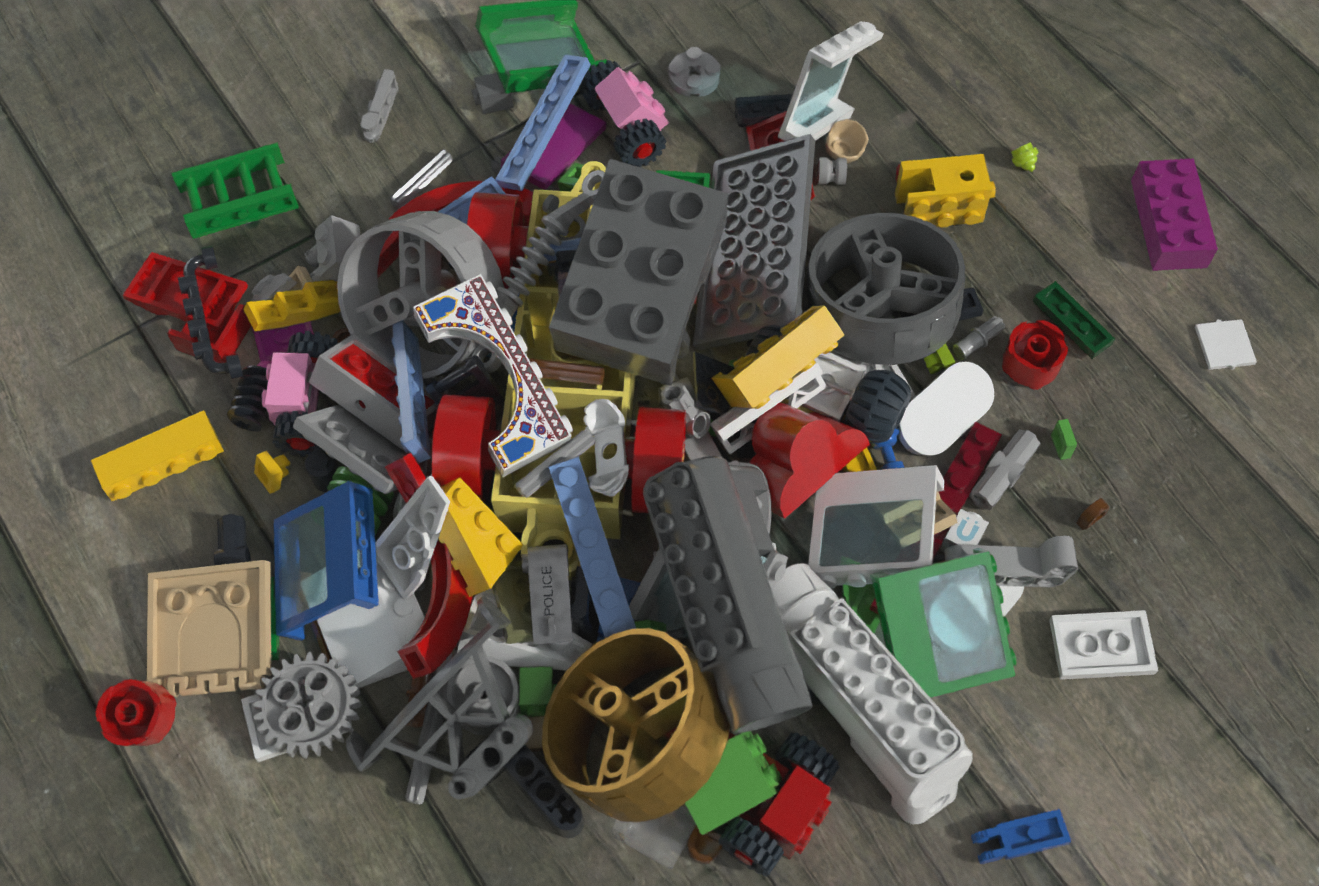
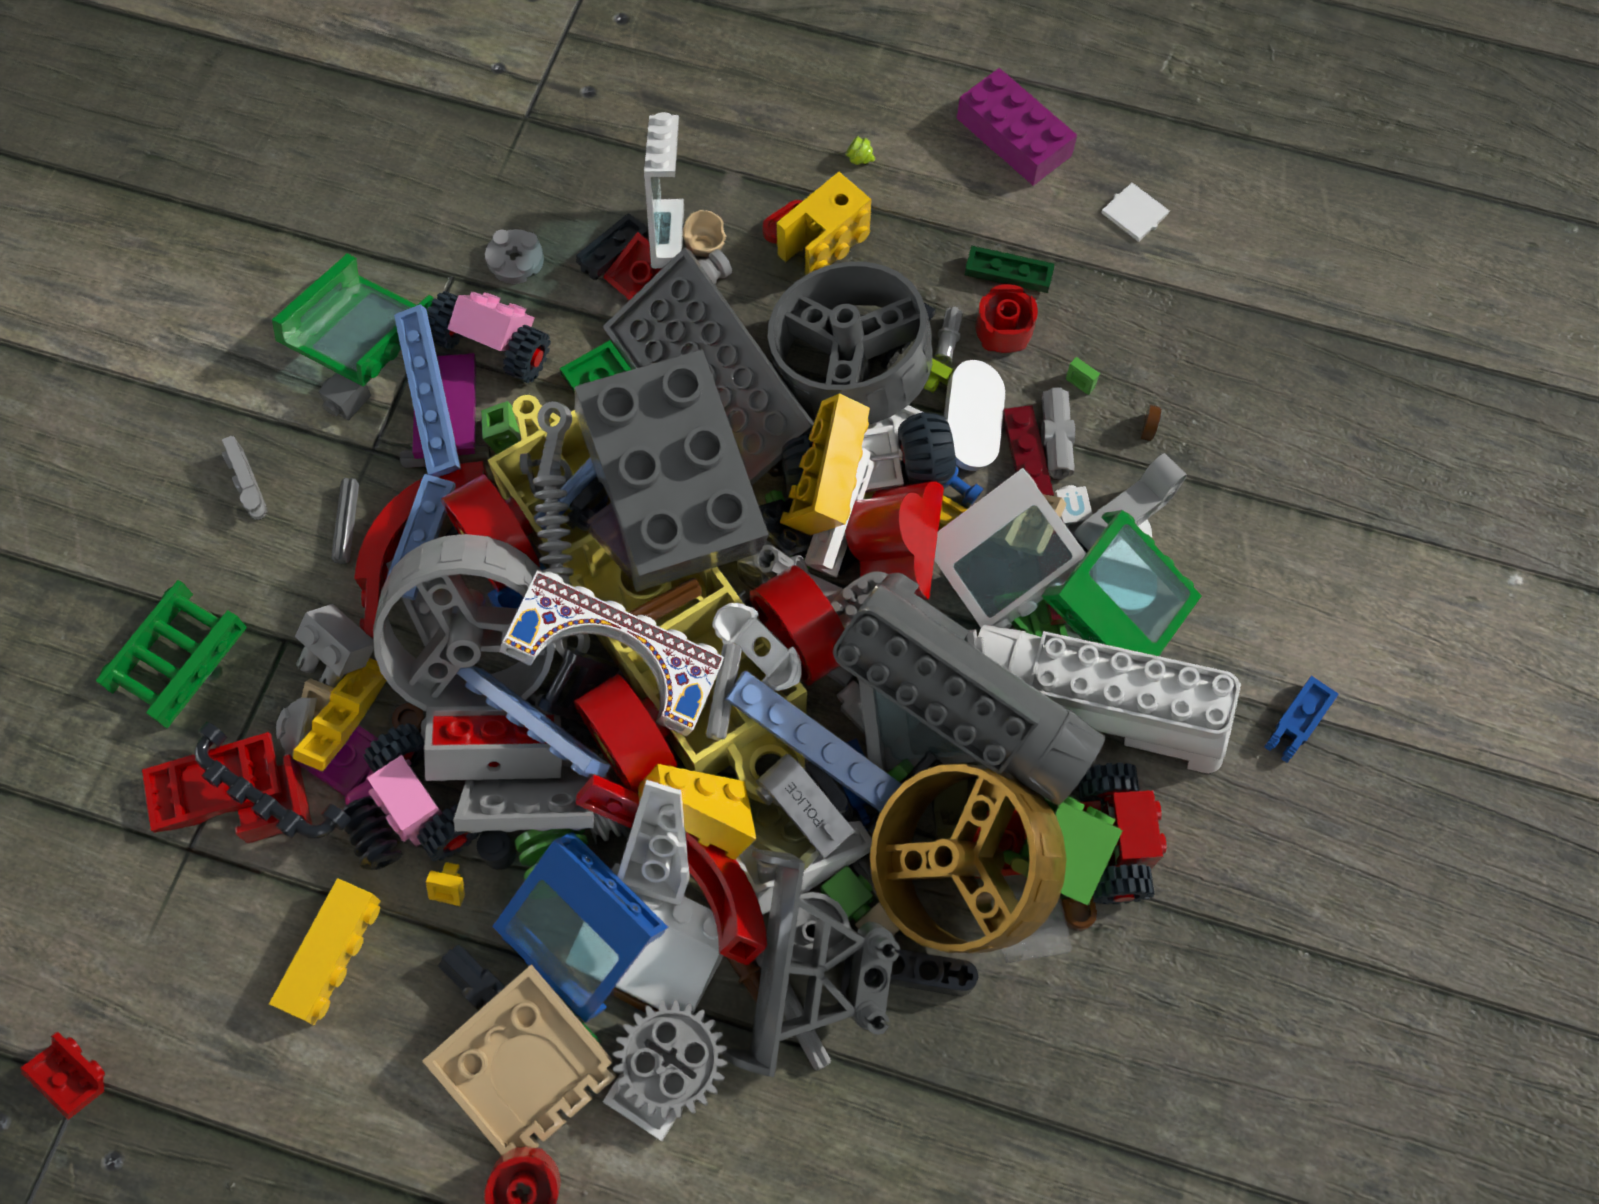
camera: 40 degrees left, 5 degrees up
(1103, 645) = (1239, 523): white plate -> none

